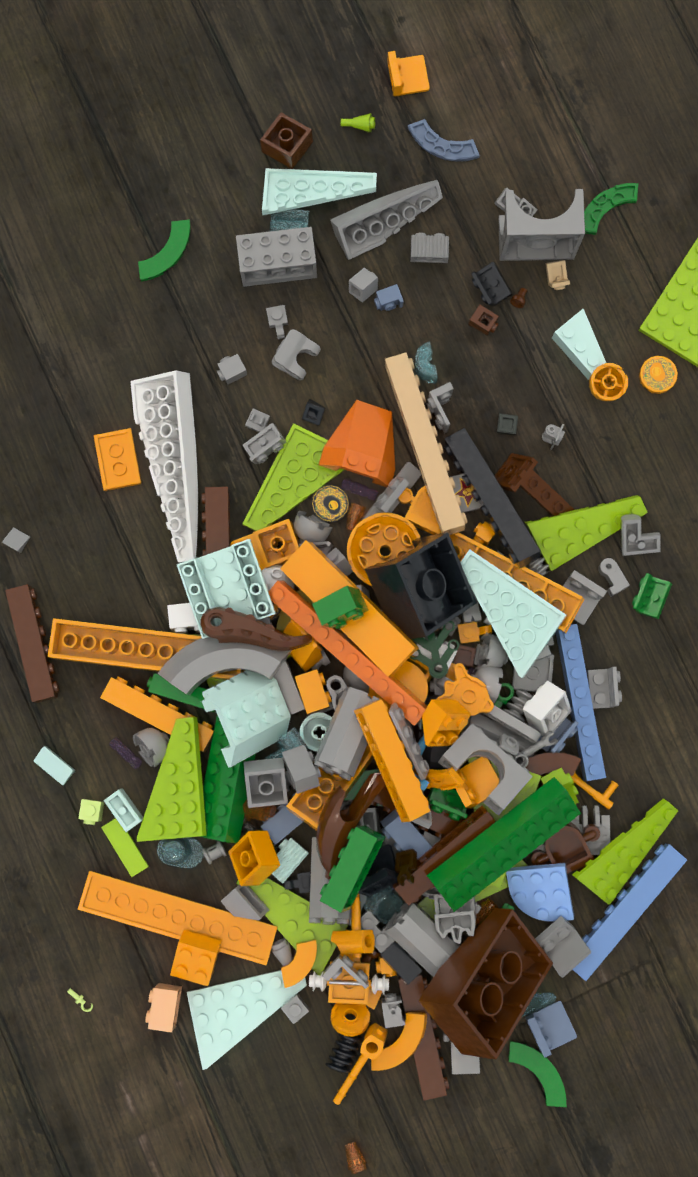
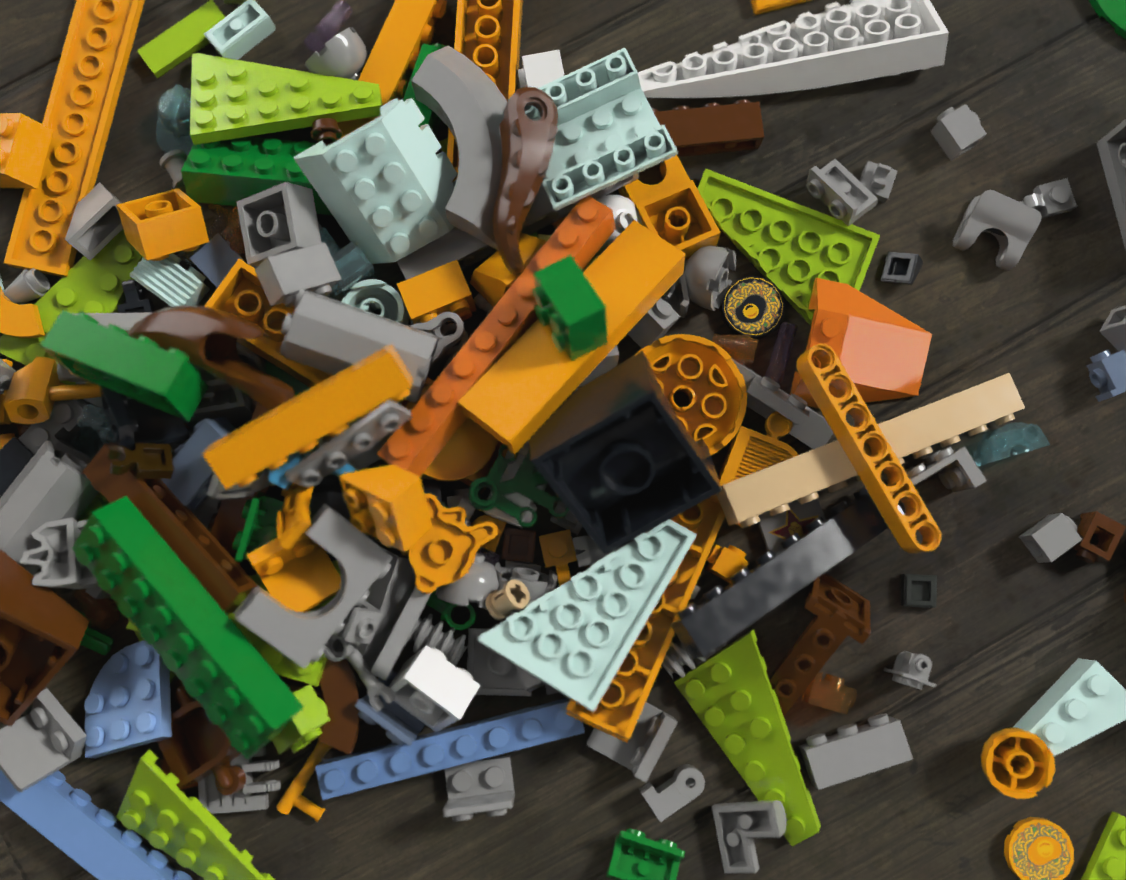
camera: 85 degrees right, 0 degrees up
(205, 753) = (326, 130): none -> reddish brown plate
(433, 440) = (882, 456): none -> light orange beam
(482, 345) = (1051, 537): none -> light grey brick
(499, 660) = (511, 597): none -> tan bush
(563, 481) = (830, 693): none -> clear orange brick
(596, 471) = (855, 751): none -> light grey brick

